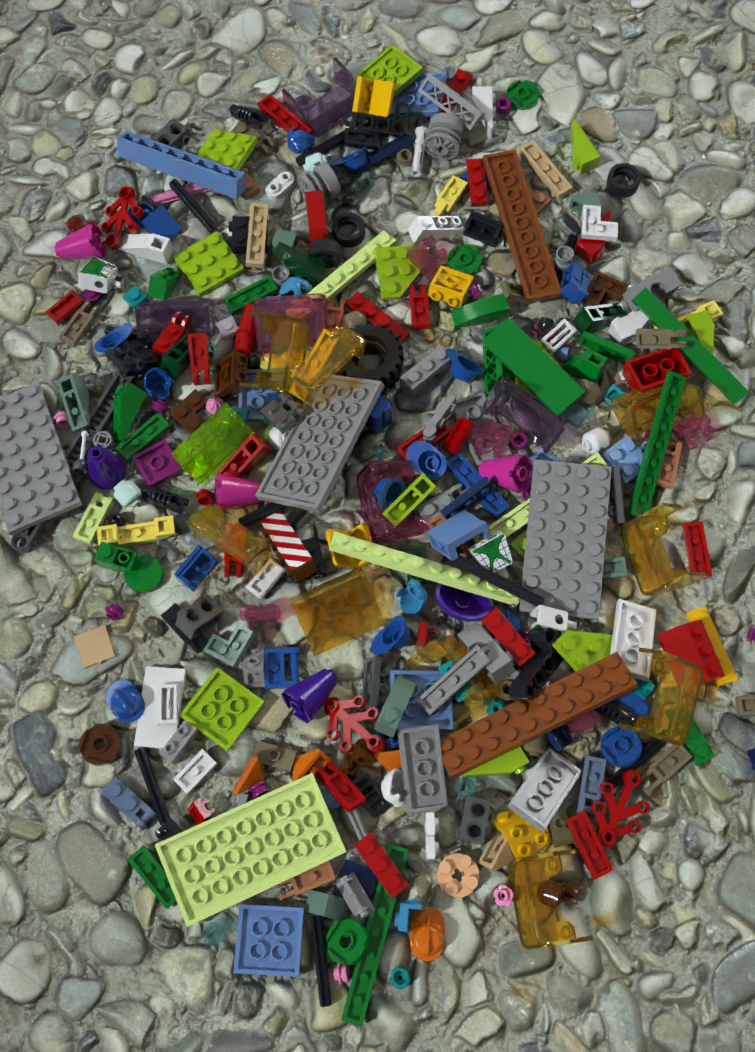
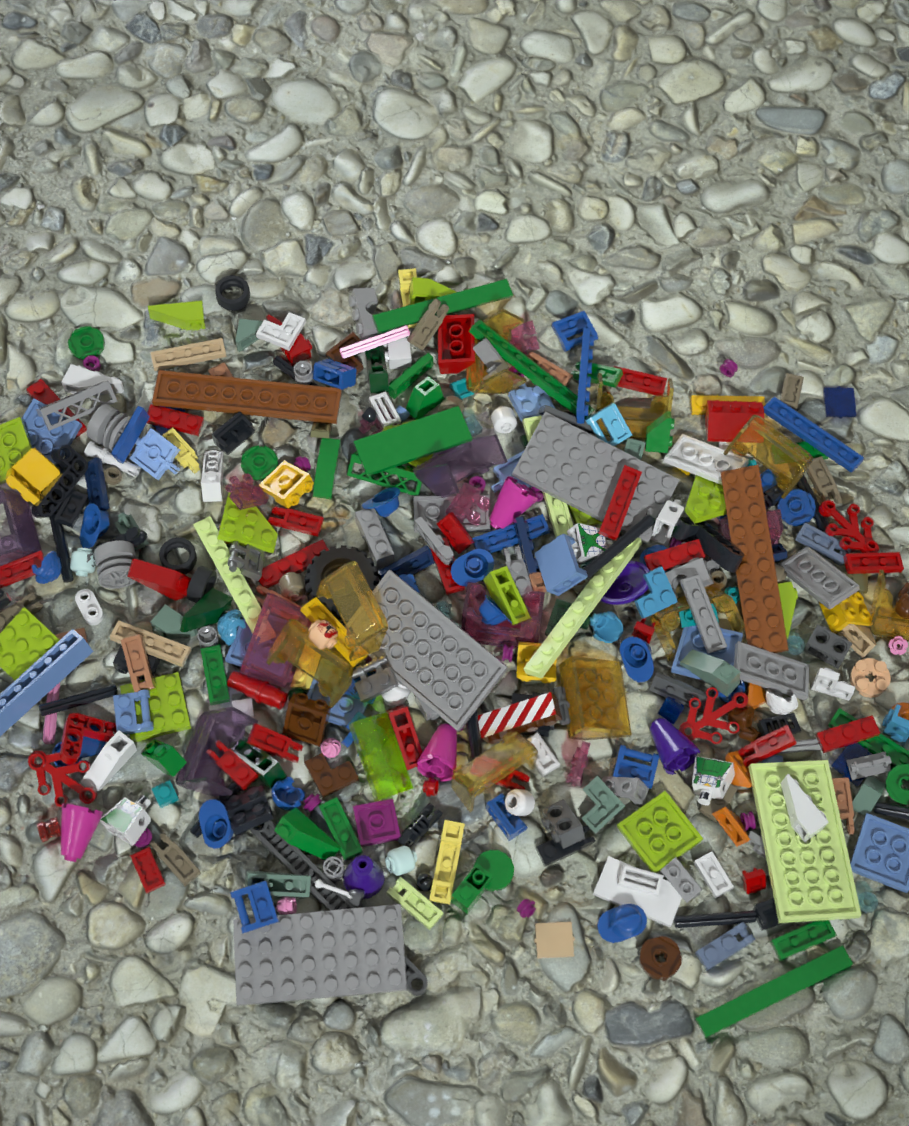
camera: 75 degrees left, 5 degrees down
(47, 393) = (261, 905): none -> blue plate
(98, 864) = (773, 991): none -> green tile
(160, 212) = (78, 731): none -> red beam
(190, 241) = (126, 714): none -> medium blue plate
(209, 573) = (519, 802): none -> white head
(232, 230) = (137, 662): none -> nougat plate
(269, 839) = (803, 814): none -> white slope
(286, 740) = (711, 778): none -> torso
(300, 350) = (323, 634): none -> light nougat head
(314, 580) = (563, 704): none -> dark grey axle
(349, 684) = (671, 710): none -> clear blue tile
(355, 519) = (507, 653): none -> magenta bush
(361, 283) = (252, 561): none -> flat silver plate
(408, 407) = (410, 564): none -> dark blue plate
(435, 177) = (155, 454): none -> light blue plate
(441, 150) = (130, 434): none -> blue tile
(458, 634) = (660, 596): none -> dark azure plate
(544, 566) = (620, 502): none -> red plate
(624, 303) = (374, 341): none -> axle
(631, 538) = (613, 422): none -> medium azure plate
(641, 584) = (658, 434): none -> green slope
(650, 402) = (490, 358): none -> light grey bracket
(672, 492) = (584, 380): none -> blue plate
(686, 516) = (610, 375): none -> green hinge
(711, 740) = (813, 434): none -> blue plate
(729, 470) = (571, 326): none -> blue plate

